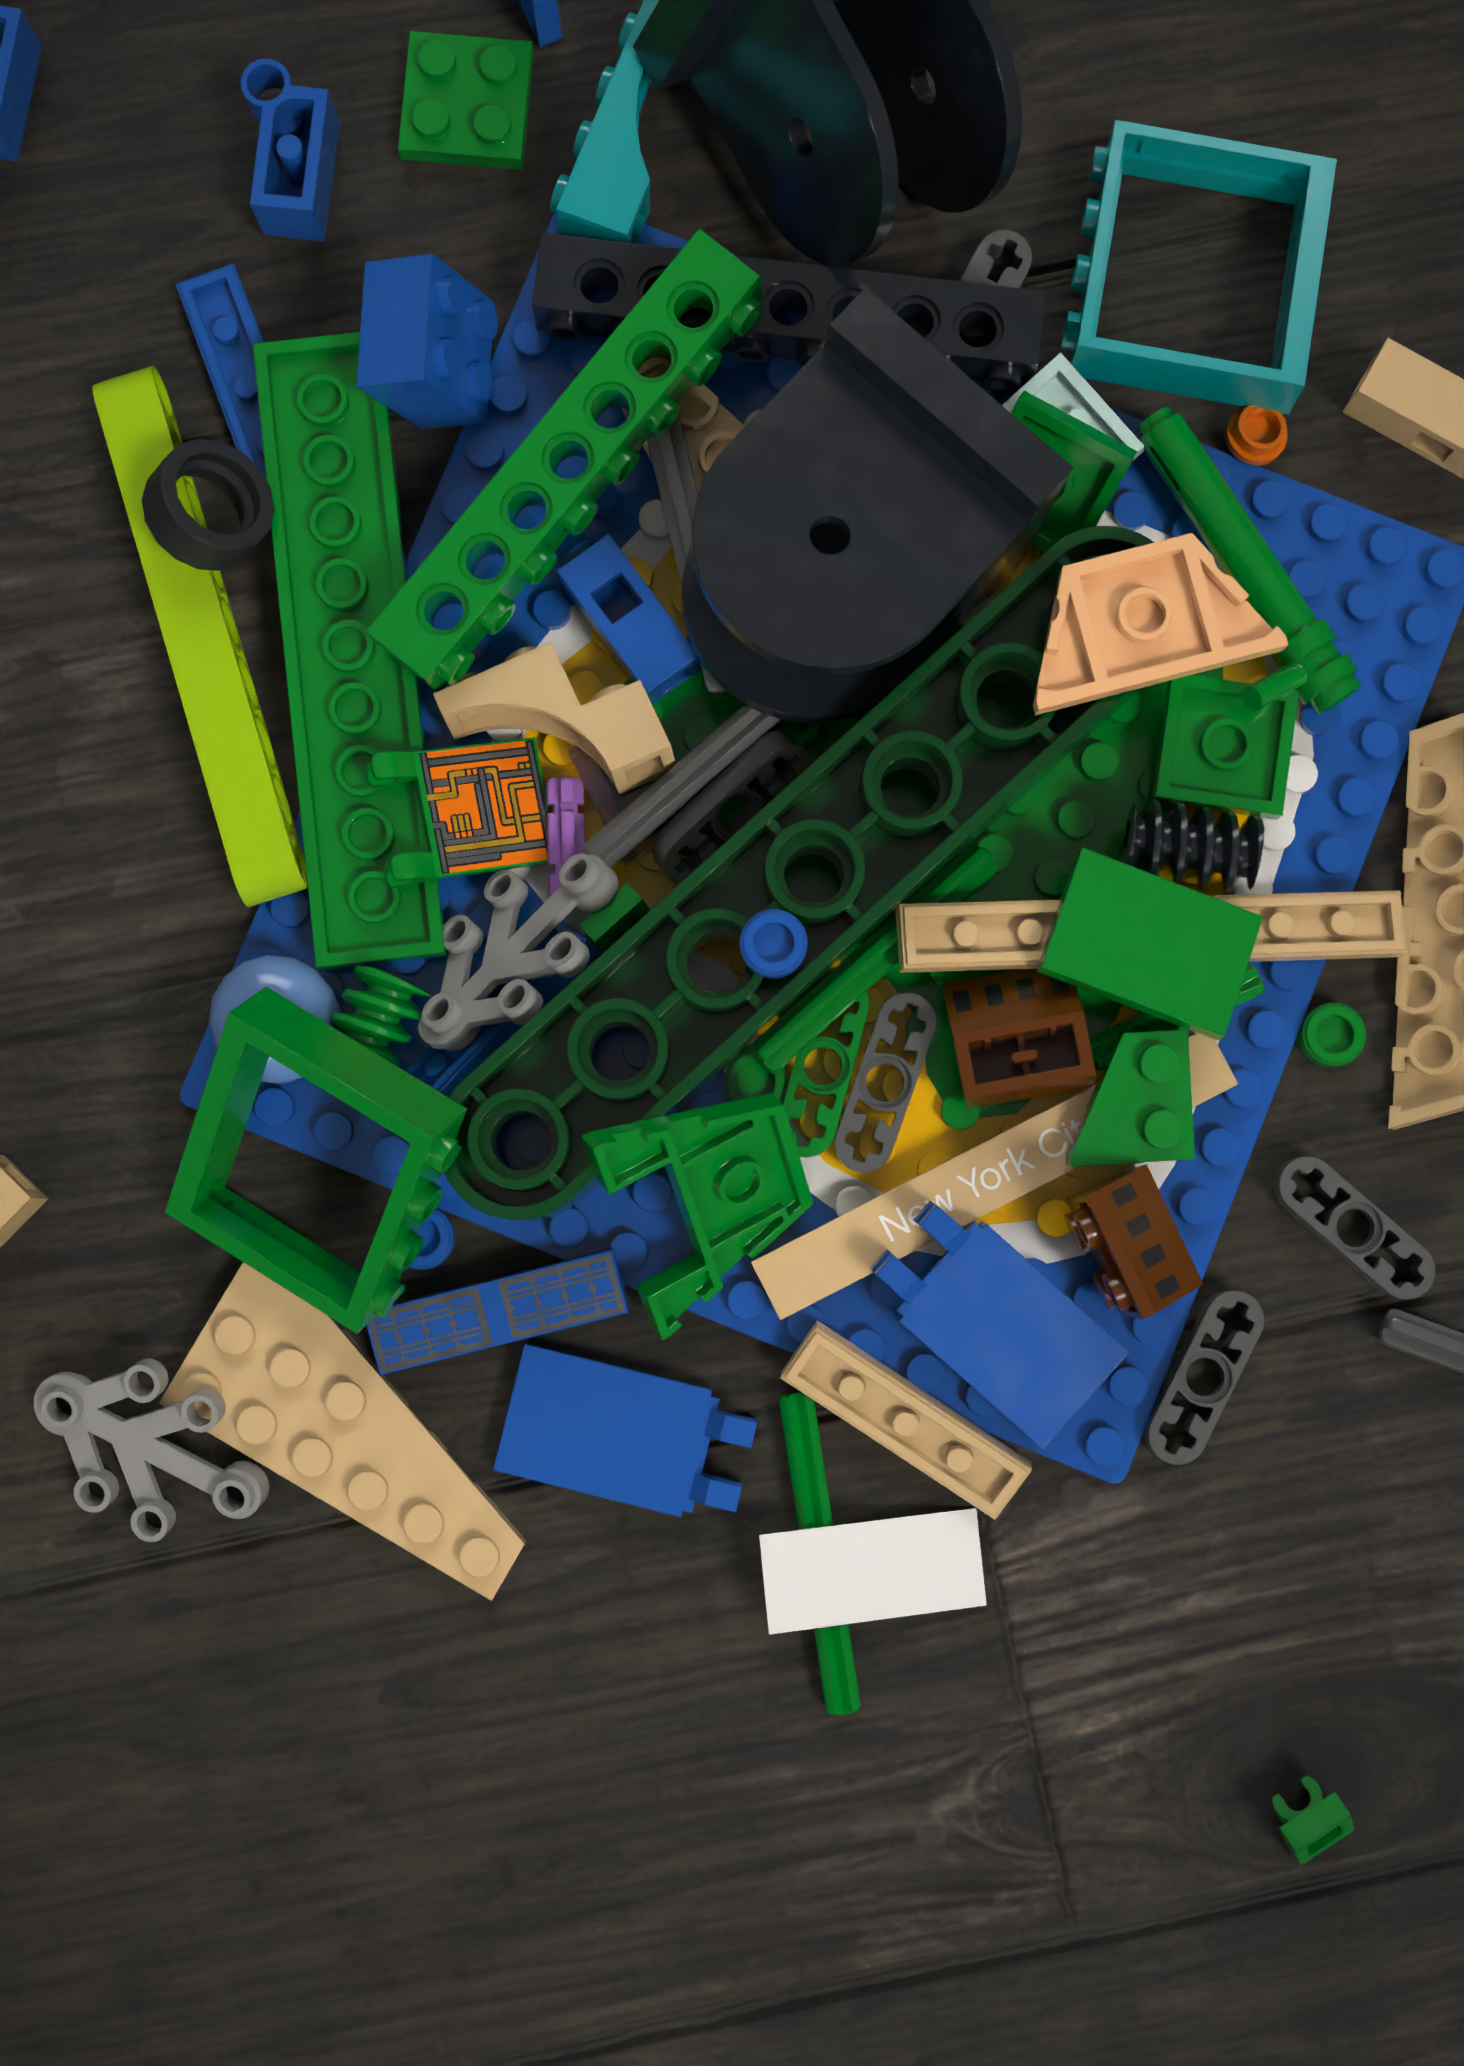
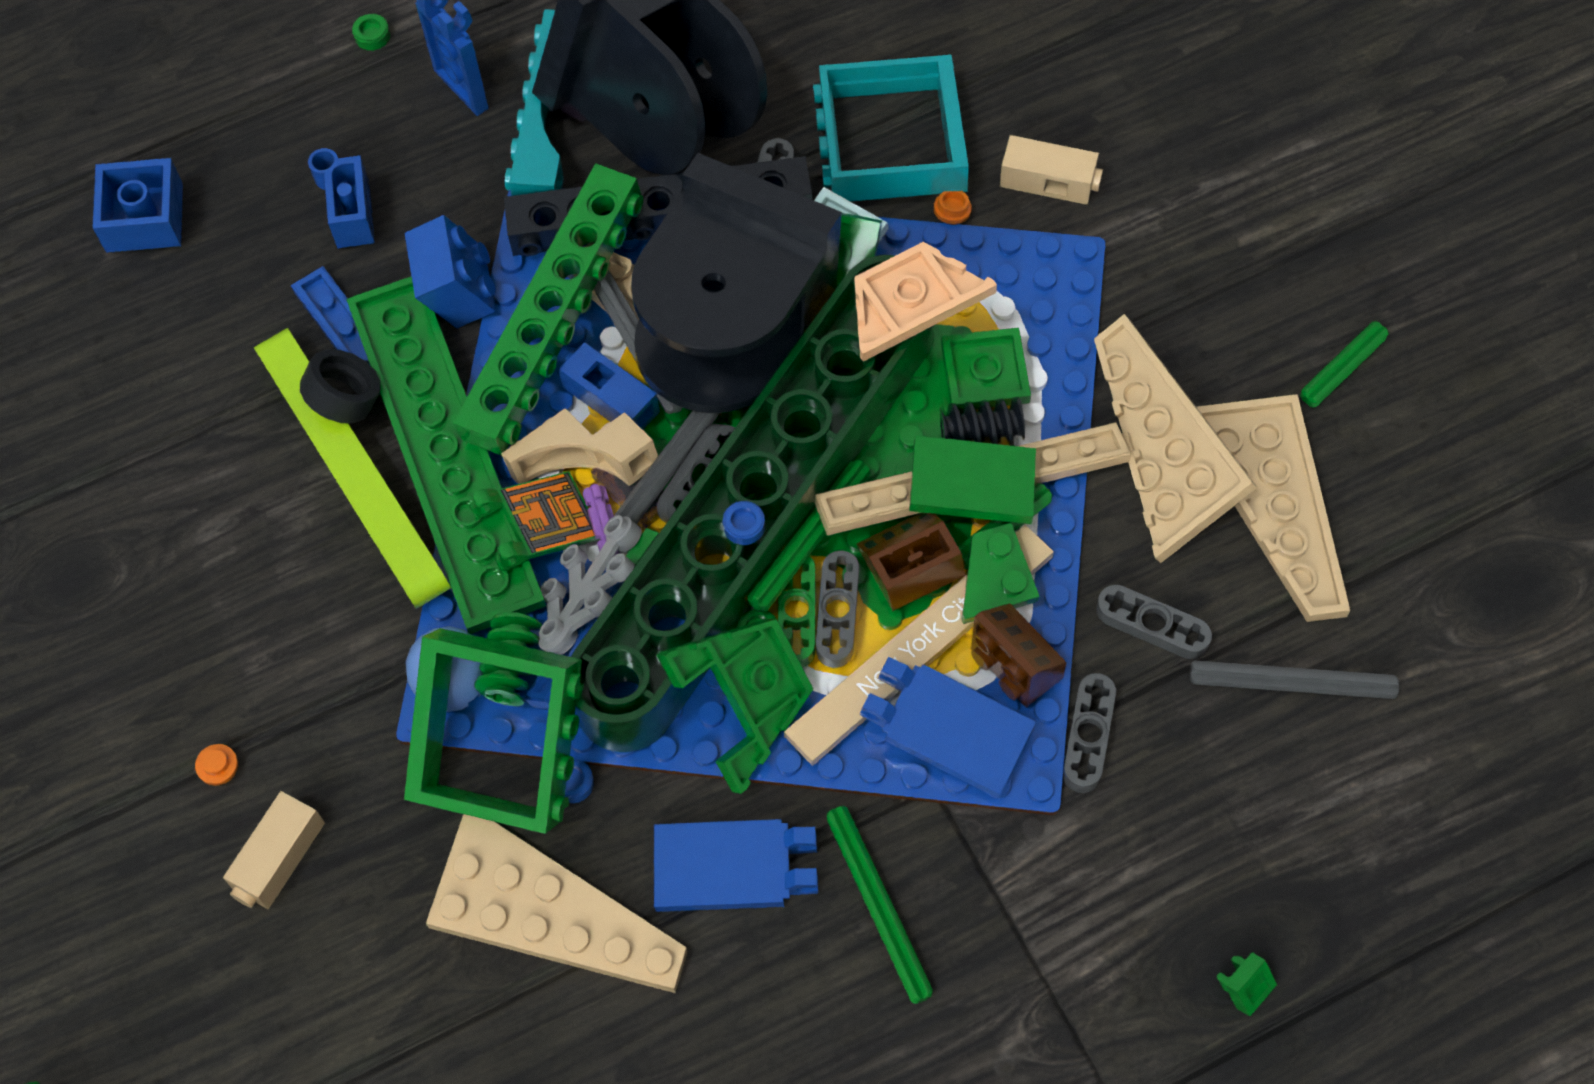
camera: 10 degrees left, 20 degrees down
(139, 1445) = (417, 950): light grey plant -> none
(466, 100) = (440, 151): green plate -> none
(499, 1311) = (631, 808): tile -> none
(872, 1570) = (915, 903): white sticker -> none
(906, 1420) = (910, 805): tan tile -> none
(1311, 658) = (1013, 303): green cylinder -> none
(1332, 1035) = (1104, 517): green tile -> none

